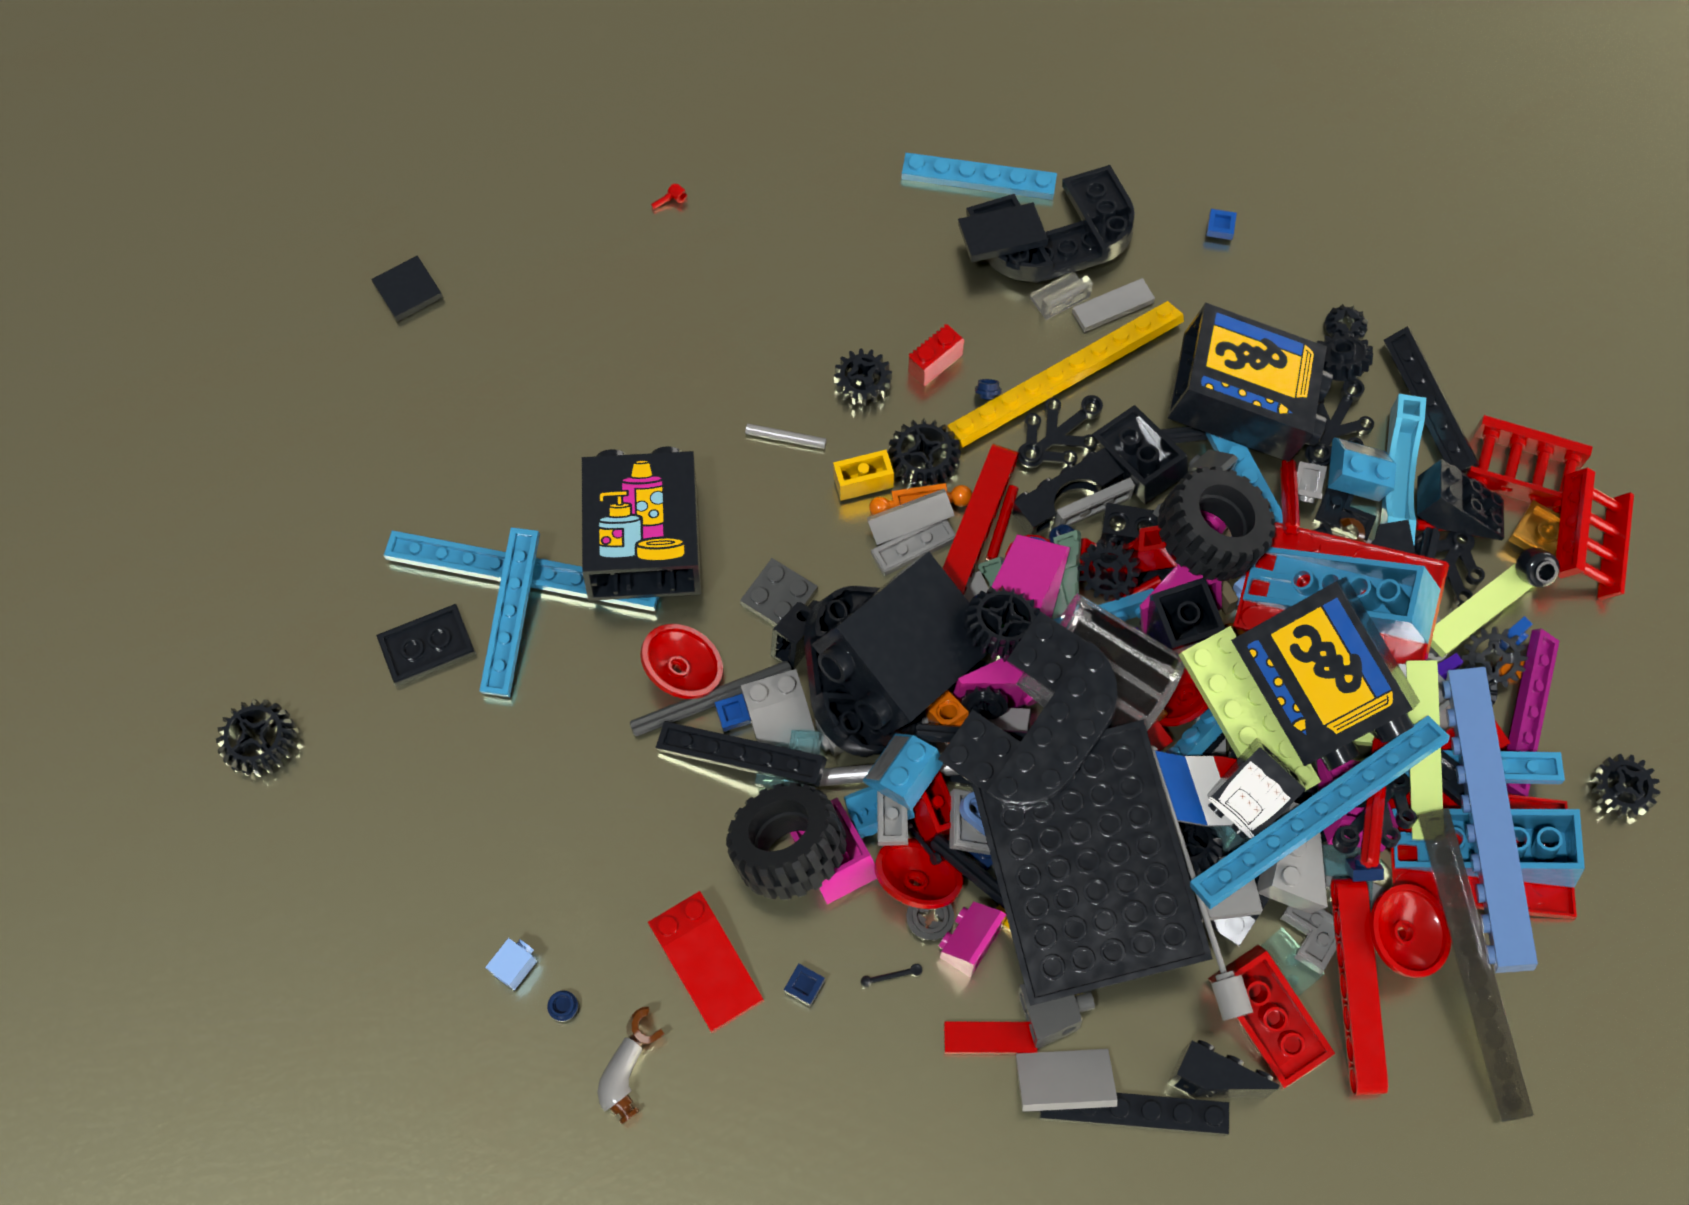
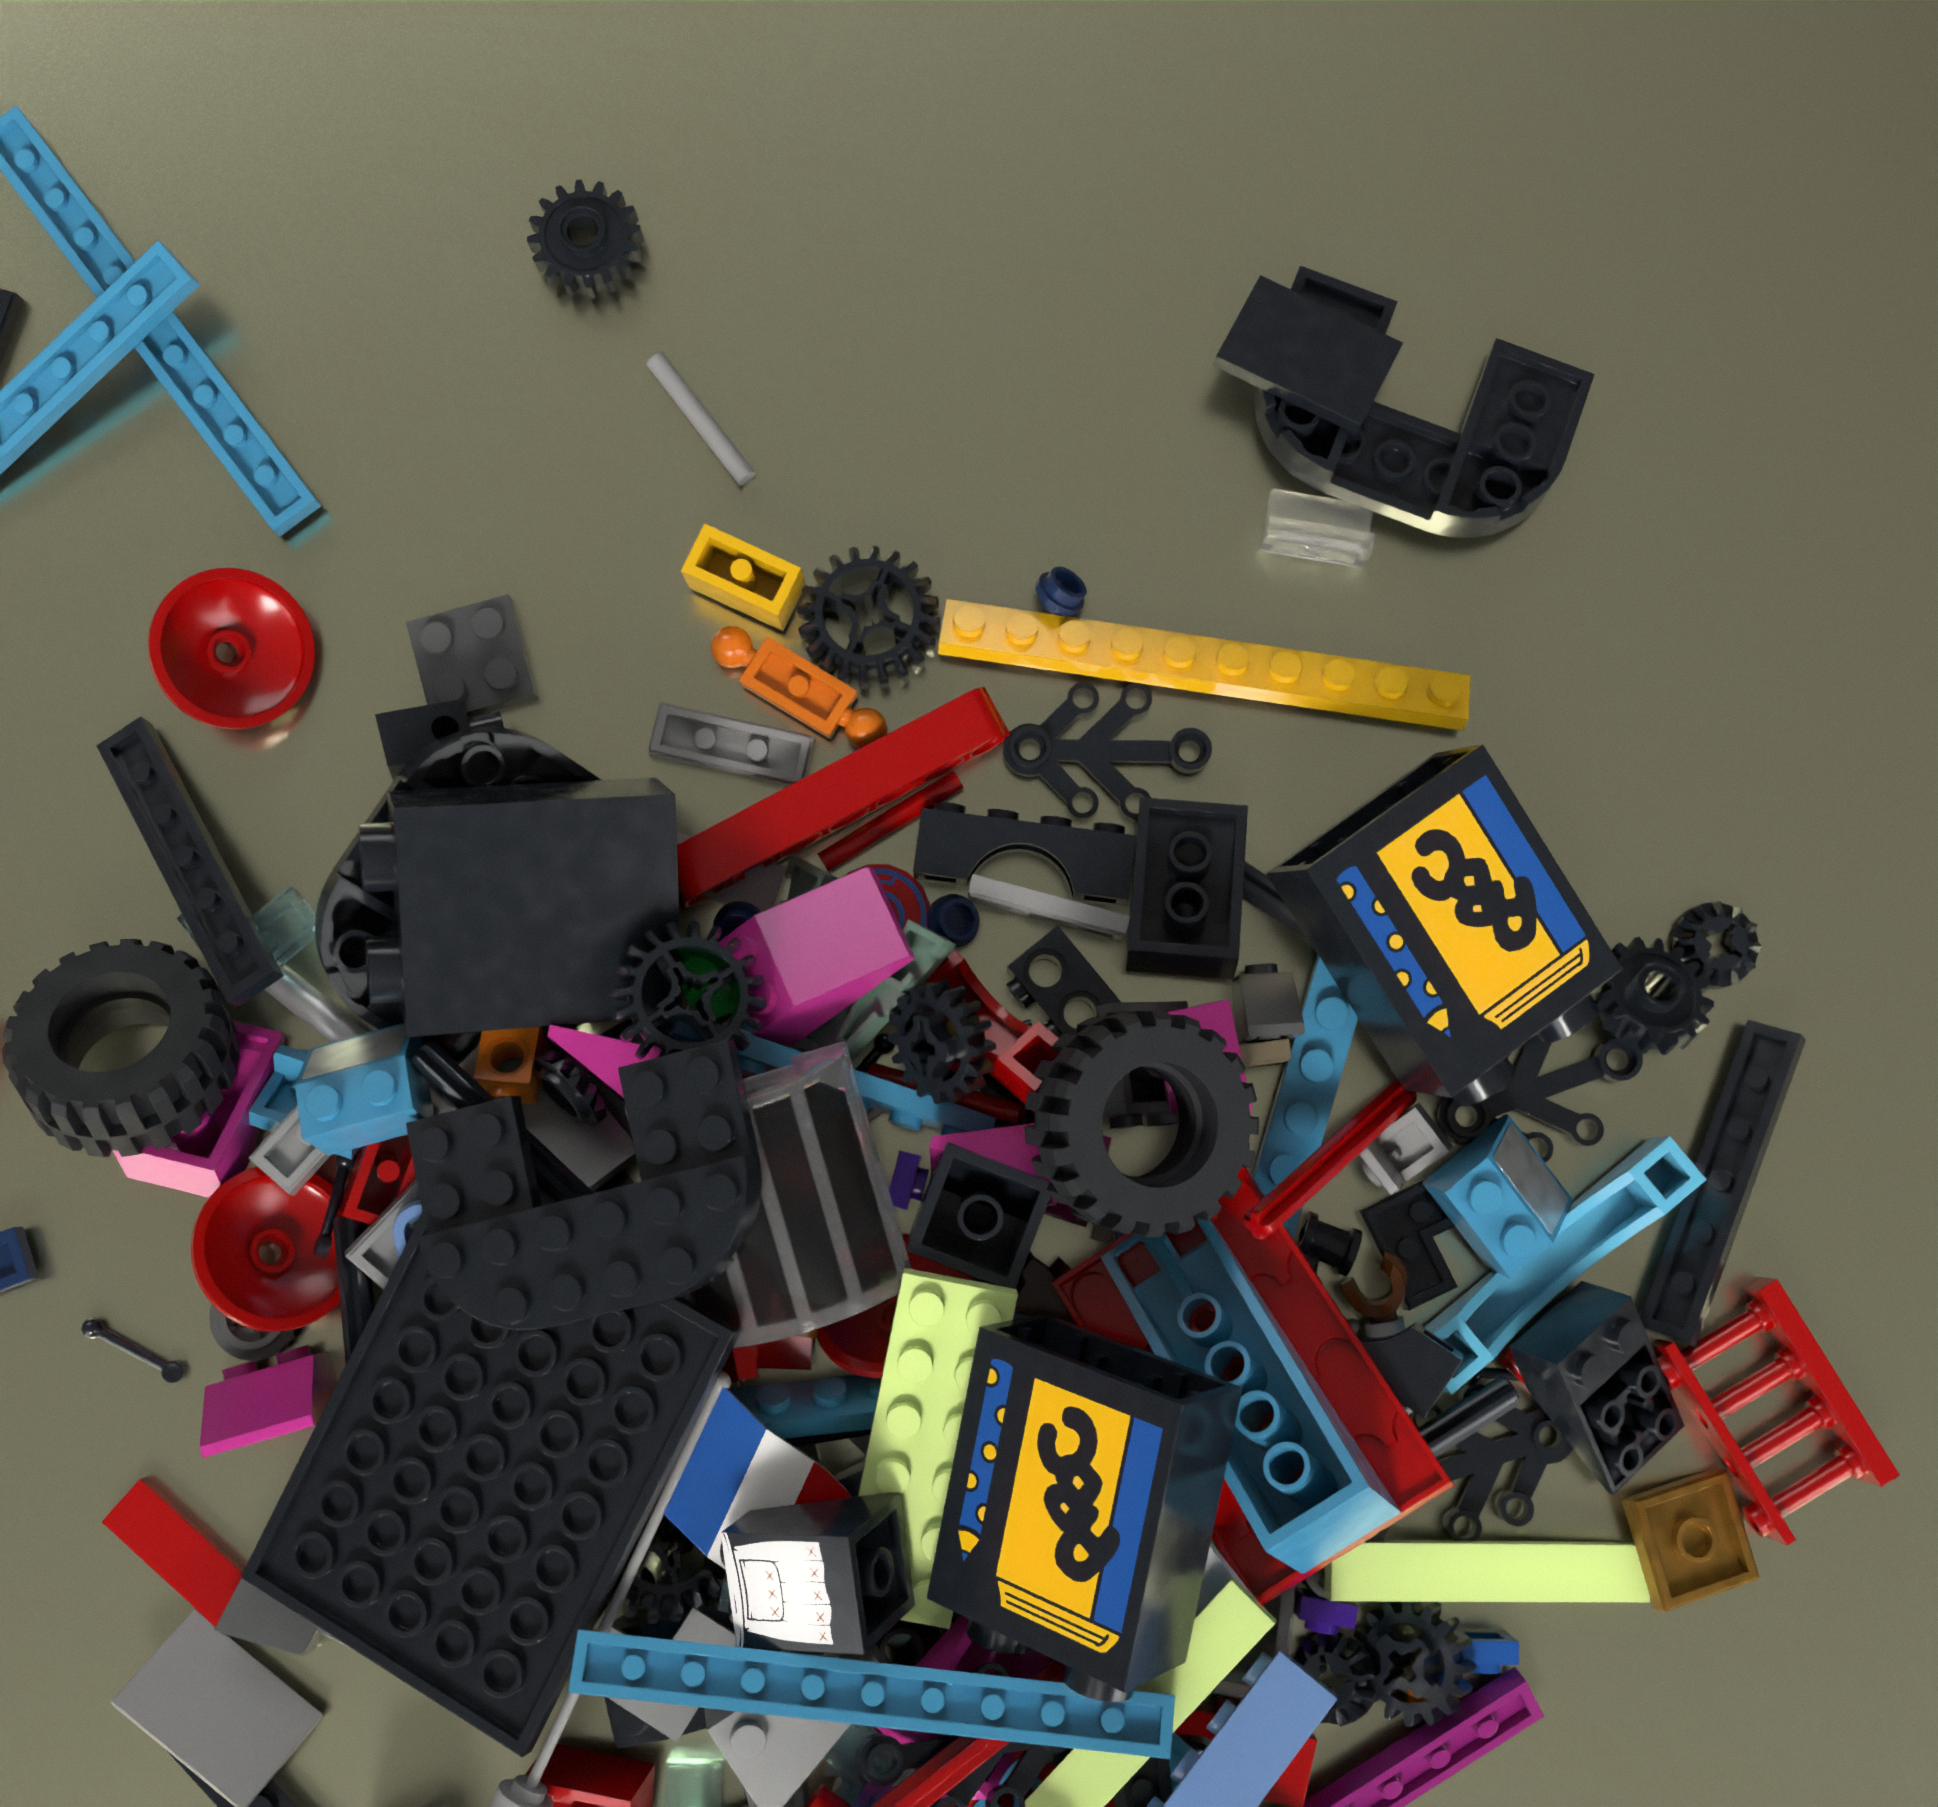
camera: 40 degrees right, 15 degrees up
(640, 525) = (345, 385): black brick -> none
(675, 392) = (583, 214): none -> black gear
(692, 706) = (253, 741): dark grey axle -> none
(732, 712) = (248, 783): blue plate -> none
(777, 708) = (295, 835): light grey slope -> none
(861, 379) = (909, 425): black gear -> none
(910, 516) = (755, 701): light grey tile -> none
(935, 355) = (1029, 472): red brick -> none
(979, 176) = (1376, 227): dark azure plate -> none
(1113, 305) = (1382, 612): light grey tile -> none
(1221, 224) = (1677, 618): blue plate -> none
(1537, 567) = (1610, 1591): black head -> none
(1574, 533) = (1736, 1579): red fence -> none

